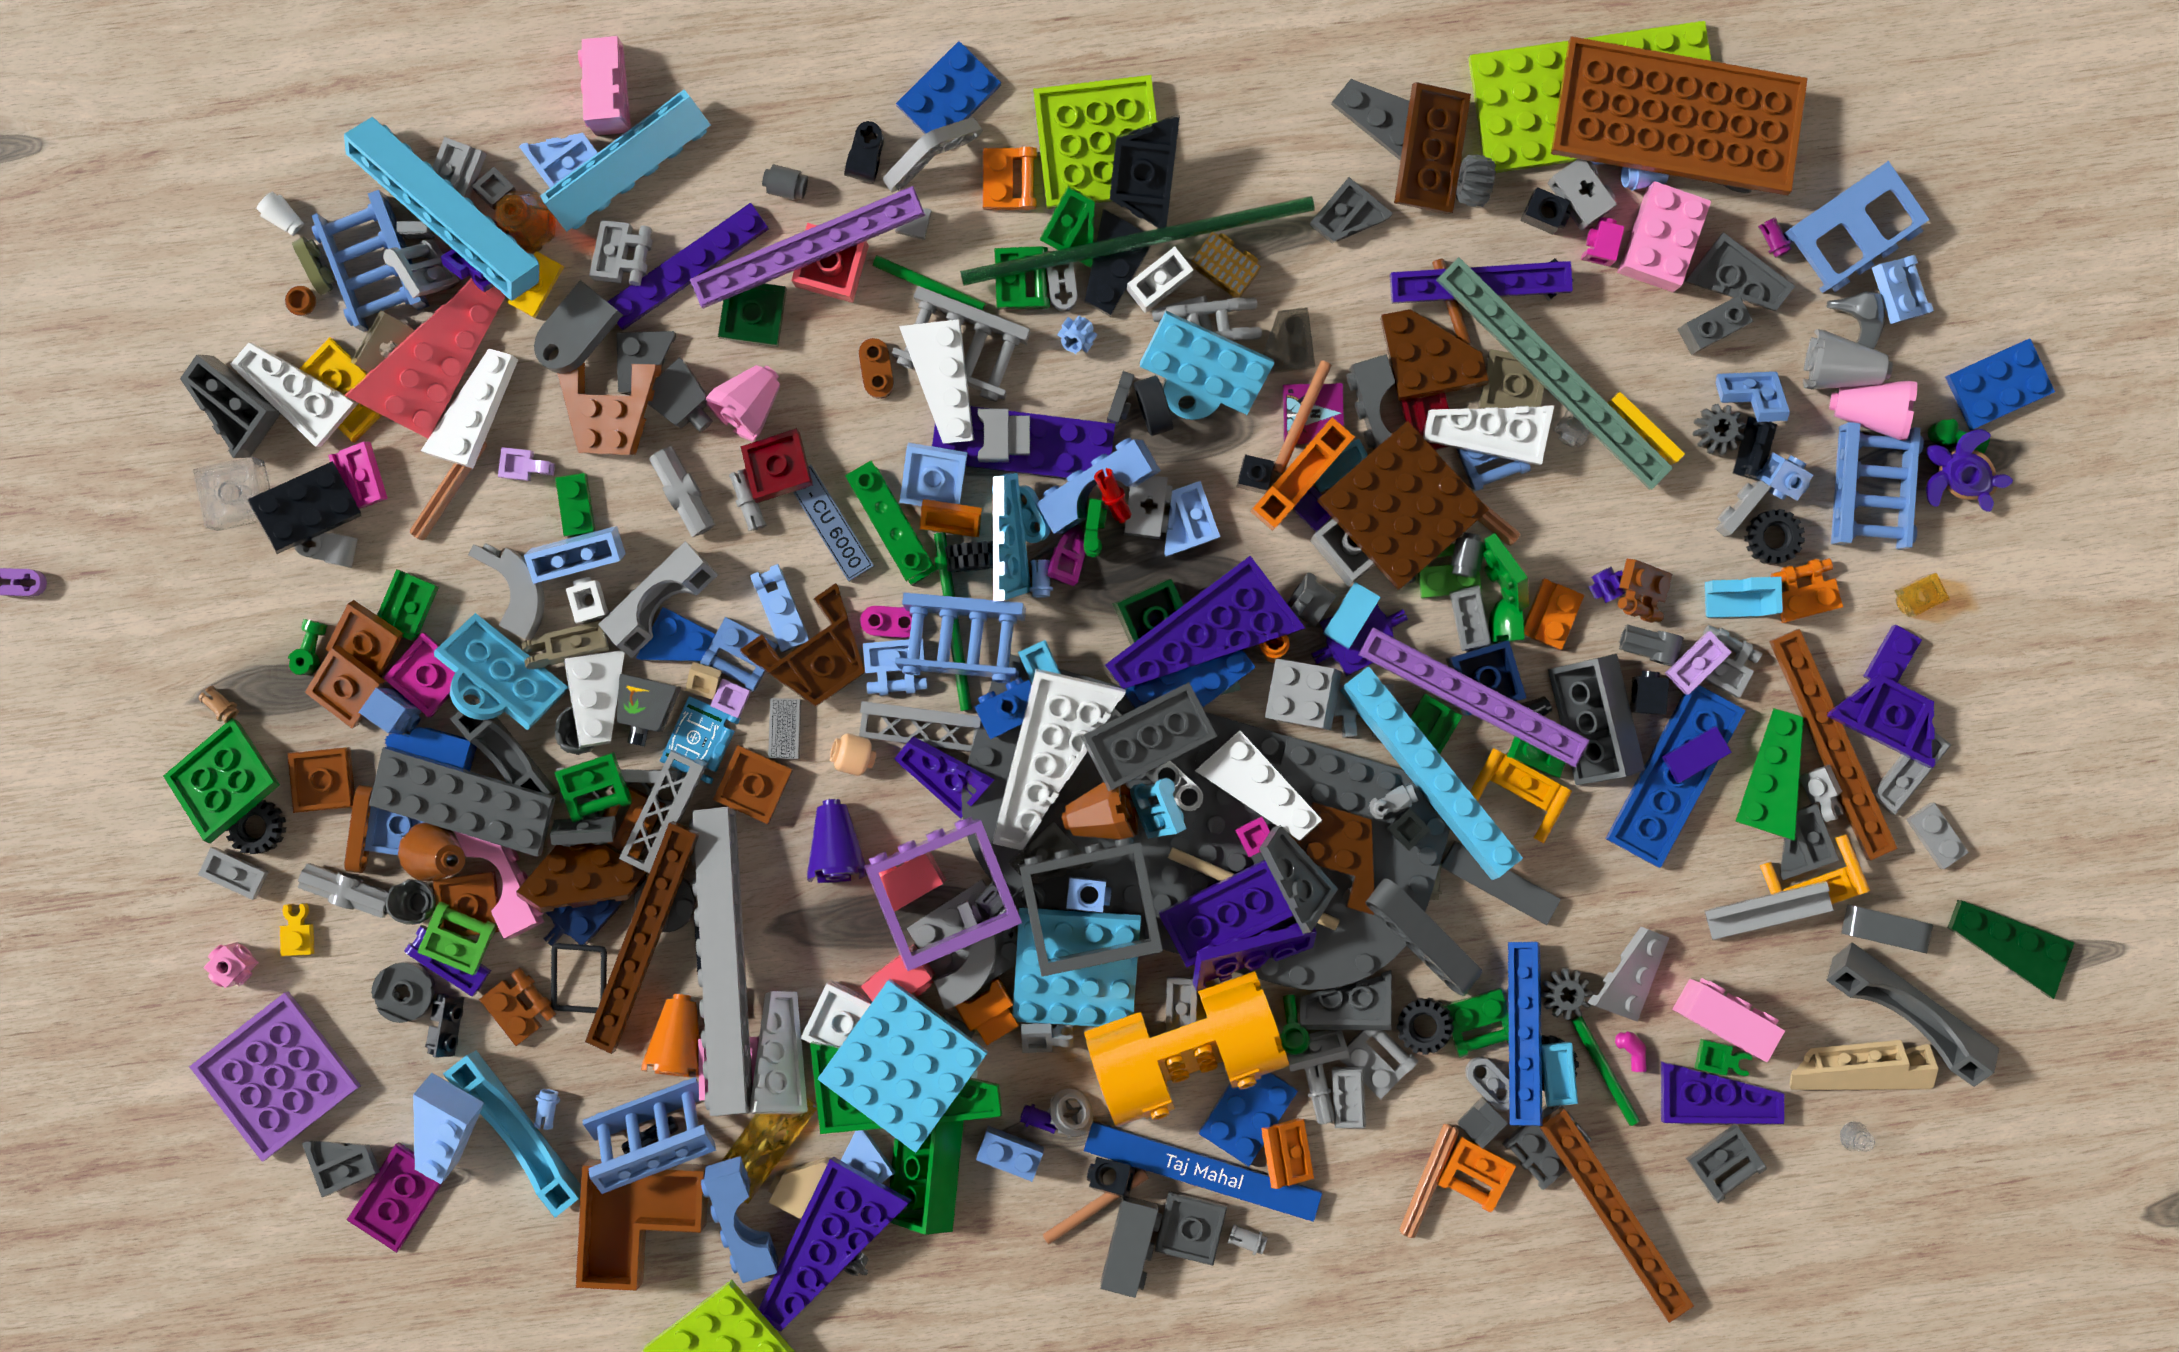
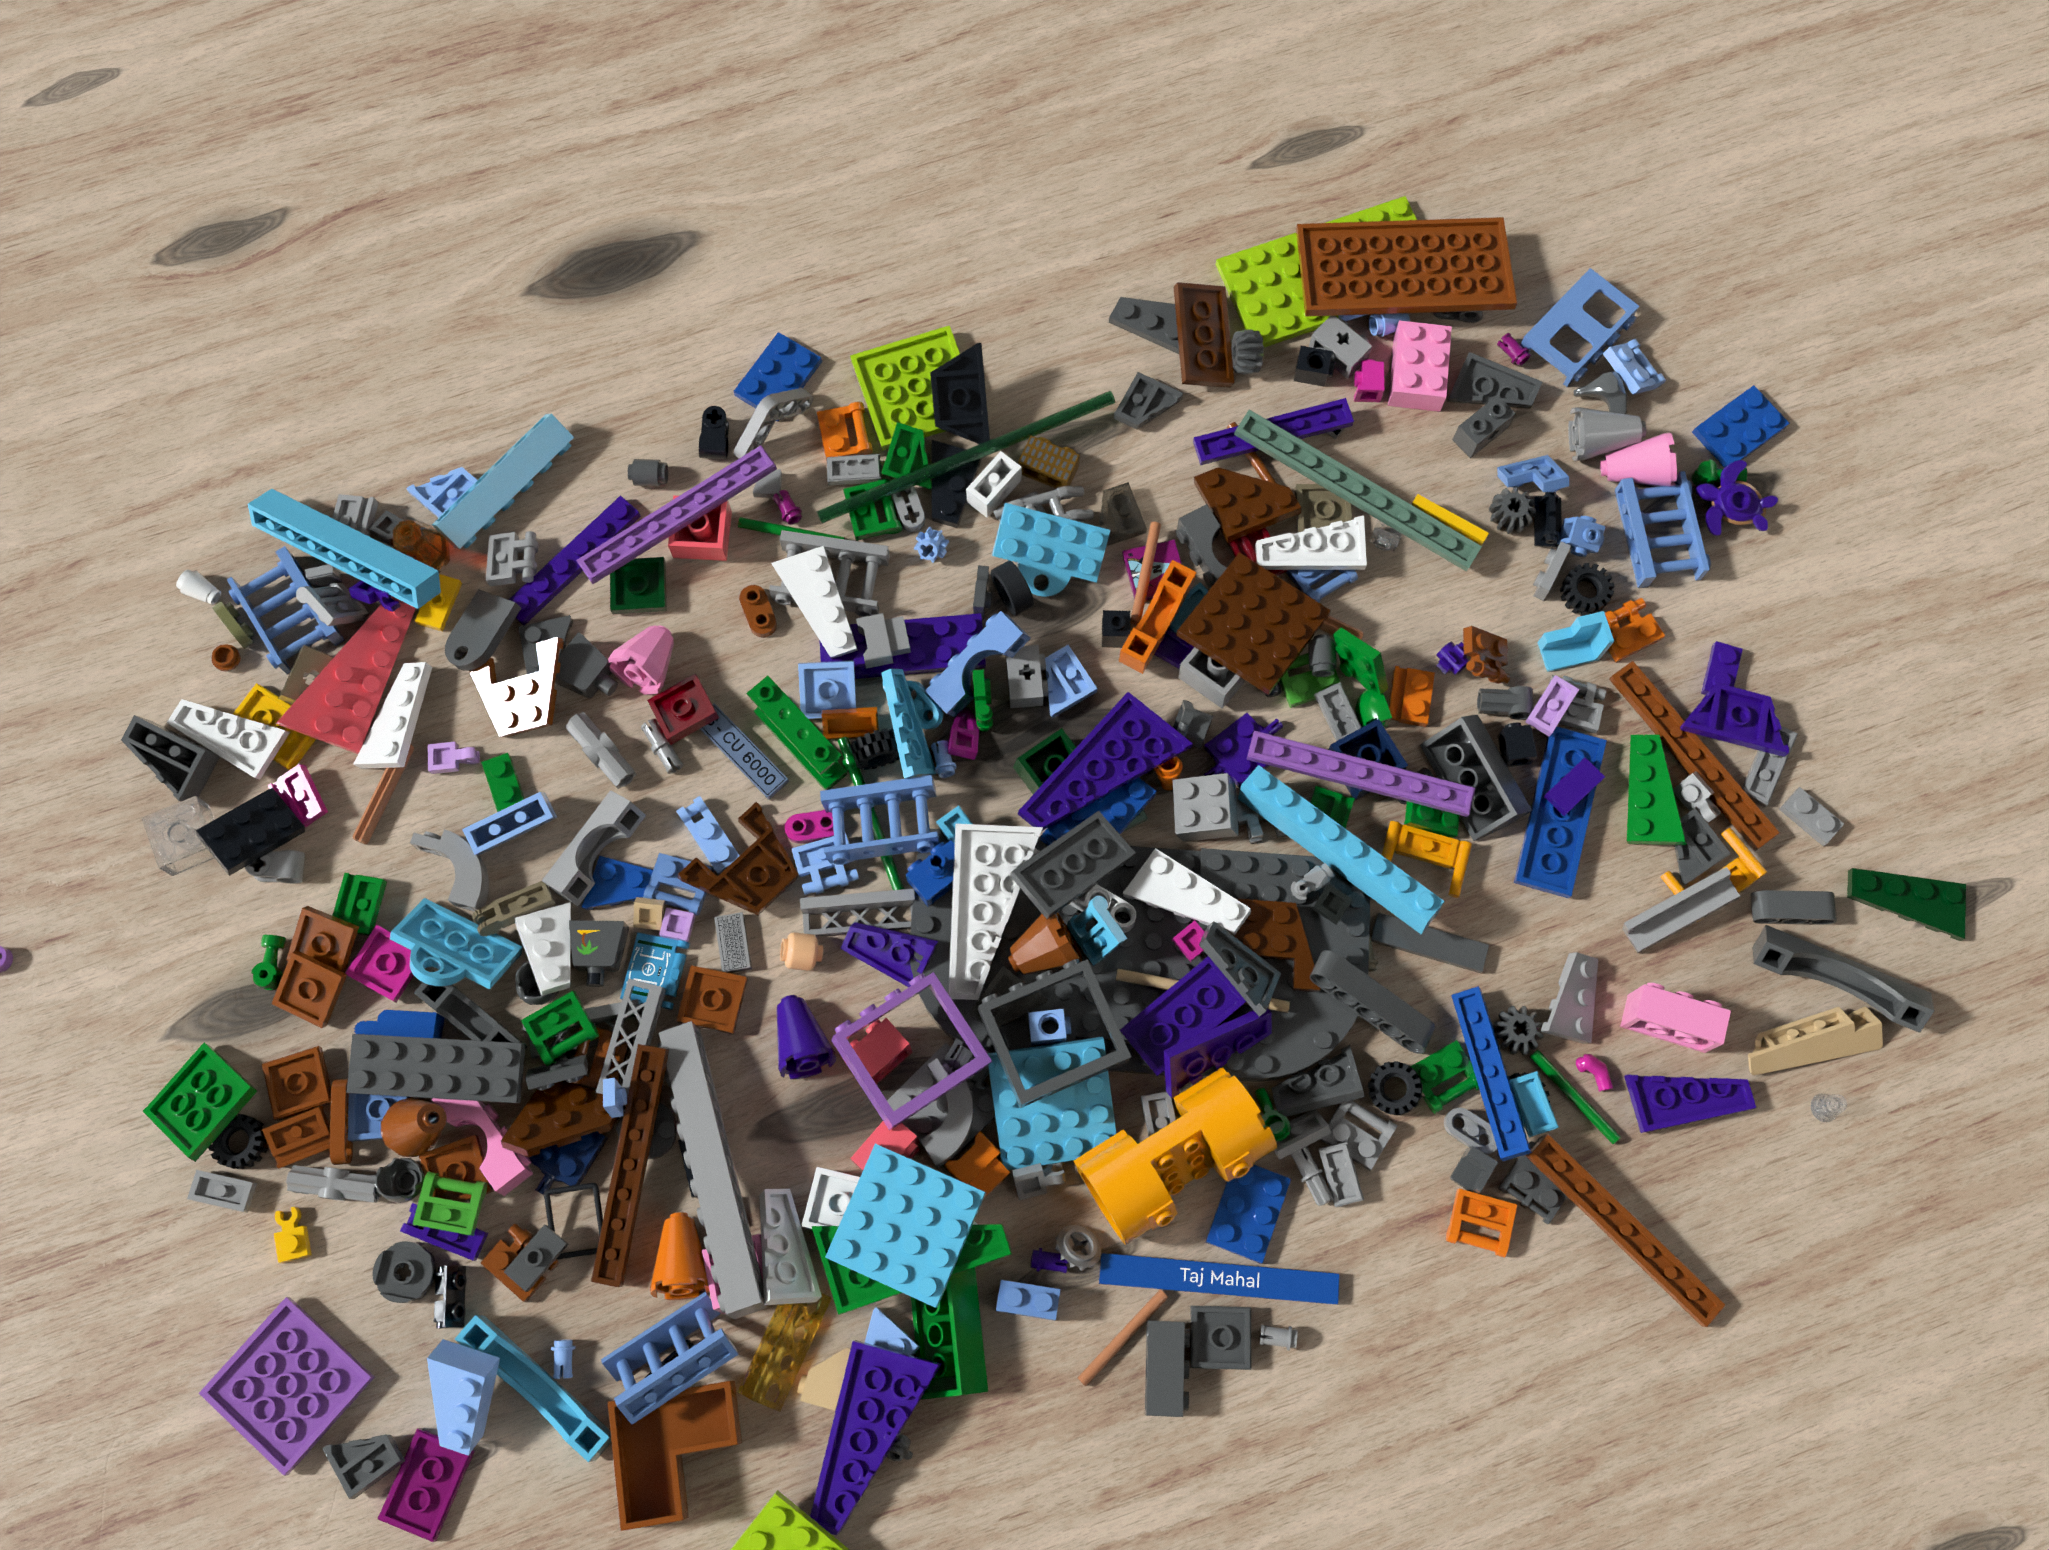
camera: 15 degrees left, 15 degrees down
(219, 705) = (190, 1033): medium nougat pin -> none
(239, 966) = (238, 1281): bright pink brick -> none
(315, 835) = (298, 1136): none -> dark orange plate
(391, 711) = (356, 999): medium blue brick -> none
(534, 1009) = (536, 1258): none -> dark grey plate
(577, 594) = (520, 856): white brick -> none
(604, 86) = (475, 426): bright pink wedge -> none
(636, 872) = (613, 1097): none -> light blue plate
(751, 1250) = (792, 1455): medium blue arch -> none
(931, 260) = (790, 513): none -> magenta pin
(1010, 226) = (853, 469): none -> light grey plate
(1113, 495) = (993, 665): red axle -> none
(1124, 1177) = (1142, 1309): black brick -> none
(1287, 1153) = (1296, 1240): orange plate -> none
(1351, 615) = (1231, 730): medium azure tile -> none
(1429, 1180) = (1438, 1240): nougat axle -> none
(1718, 1057) = (1675, 1061): green plate -> none
(1720, 1156) = (1705, 1154): dark grey plate -> none
(1932, 590) = (1730, 611): clear yellow brick -> none

